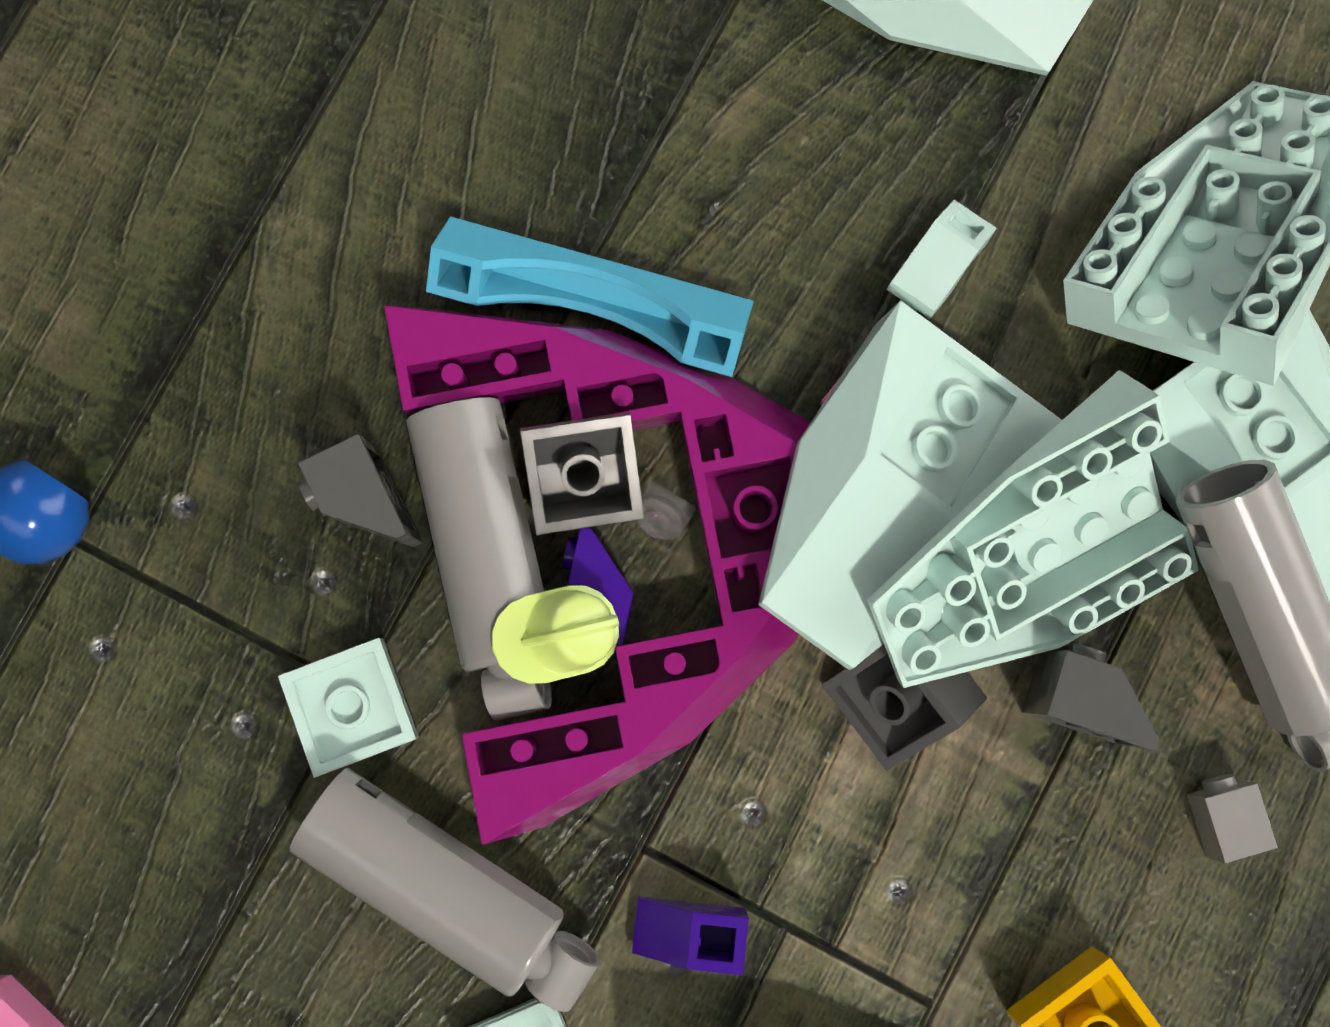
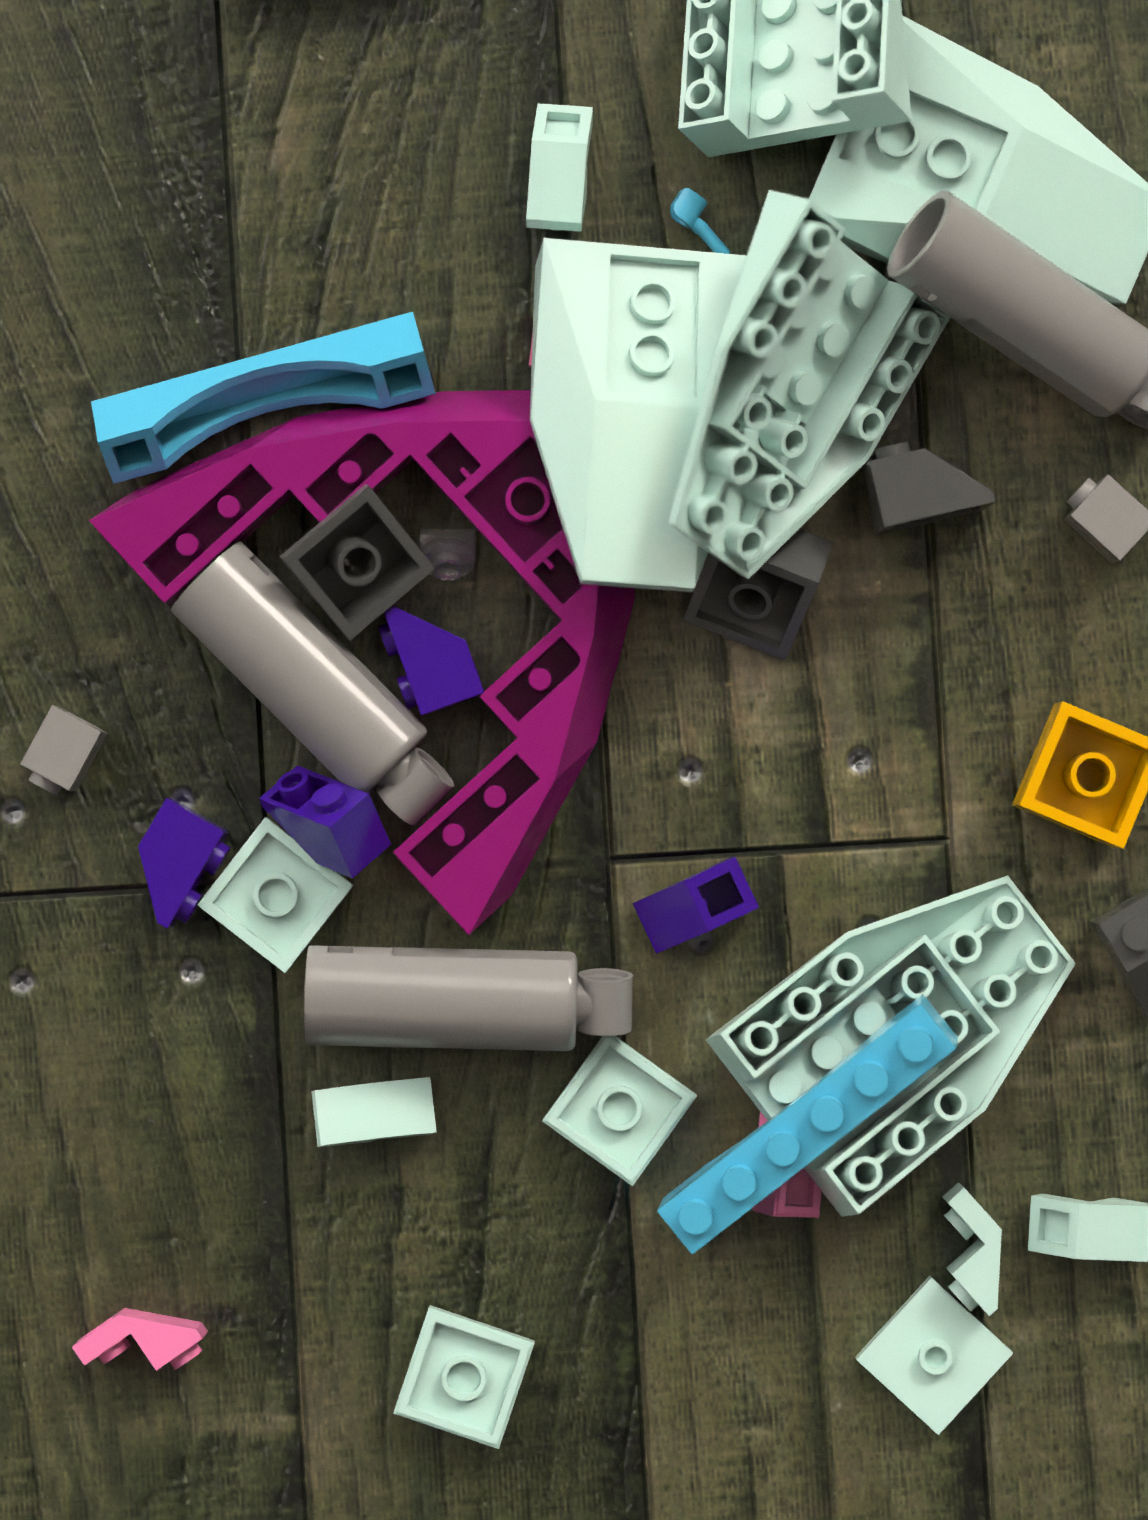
camera: 30 degrees left, 5 degrees up
(250, 482) = (62, 751): none -> light grey brick
(284, 625) = (175, 858): none -> dark purple slope
(314, 941) = (373, 1111): none -> light aqua slope
(358, 490) = (167, 700): dark grey slope -> none
(427, 672) = (327, 820): none -> dark purple slope
(555, 634) = (421, 716): yellowish green piece -> none
(1021, 358) = (687, 210): none -> medium azure hand

